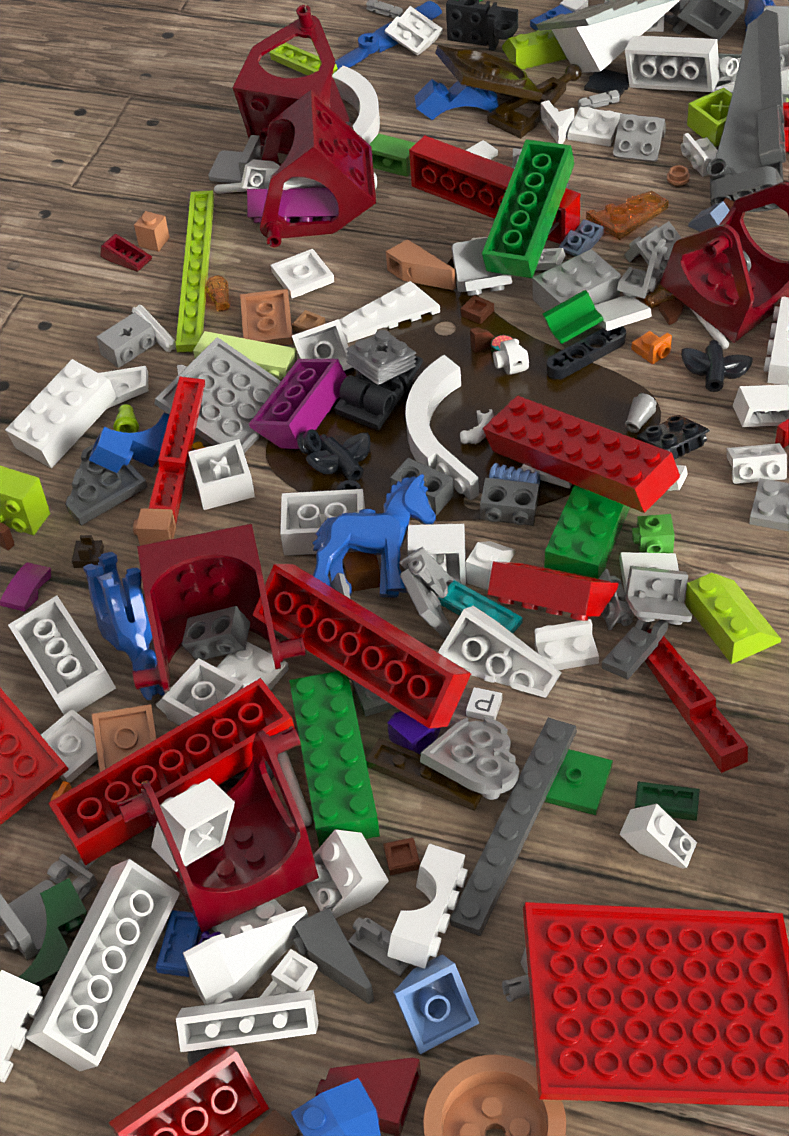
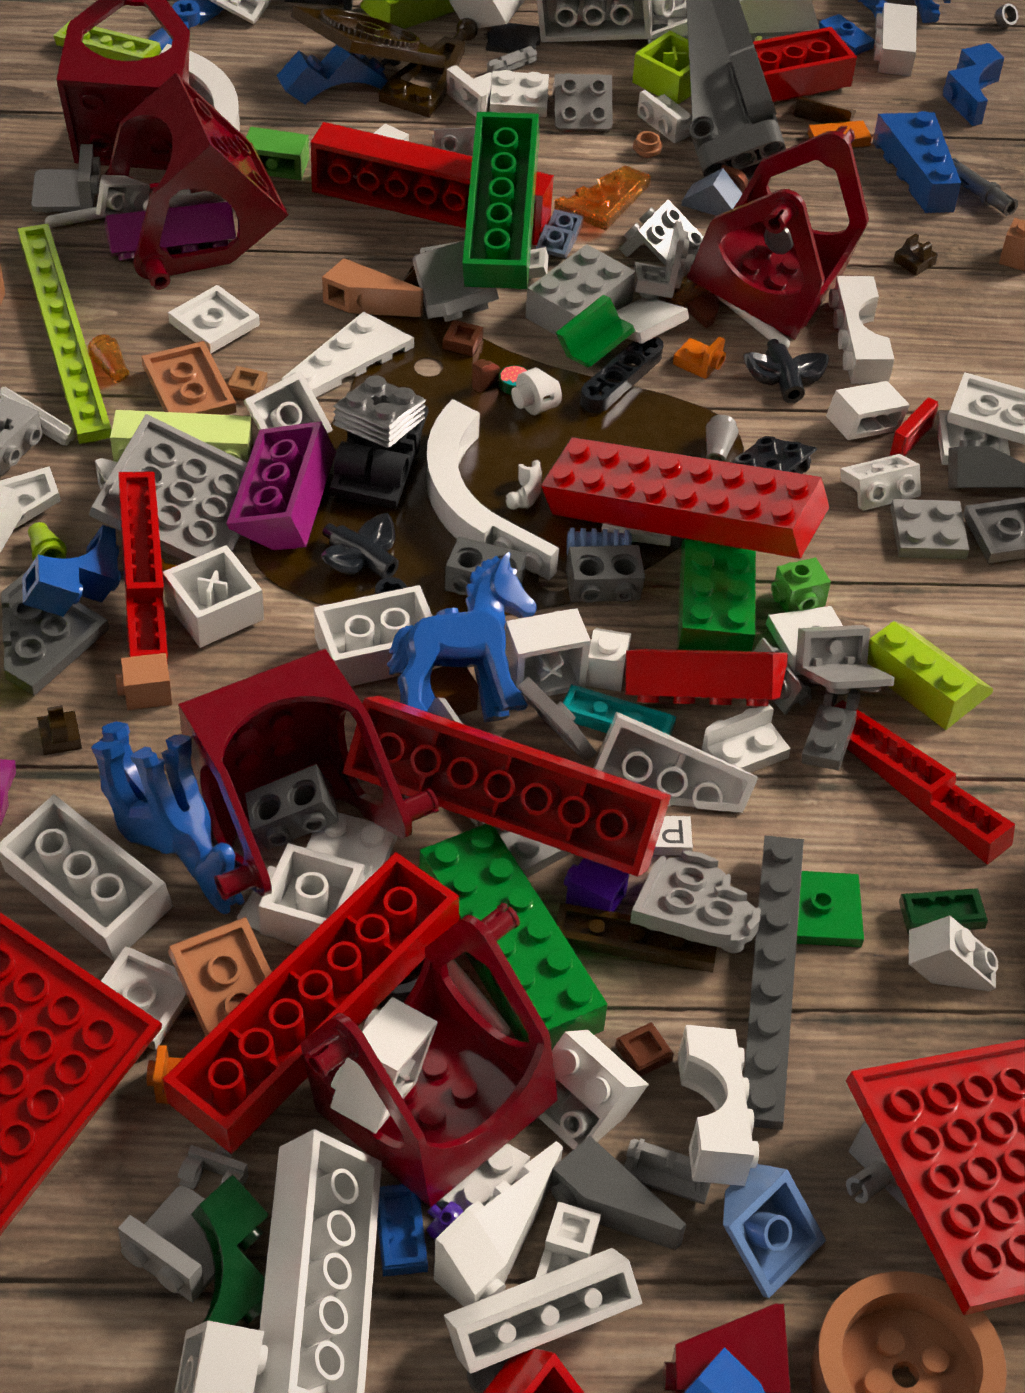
camera: 25 degrees left, 0 degrees up
(309, 442) = (317, 535): black bush -> none
(428, 571) = (546, 675): light grey hinge -> none

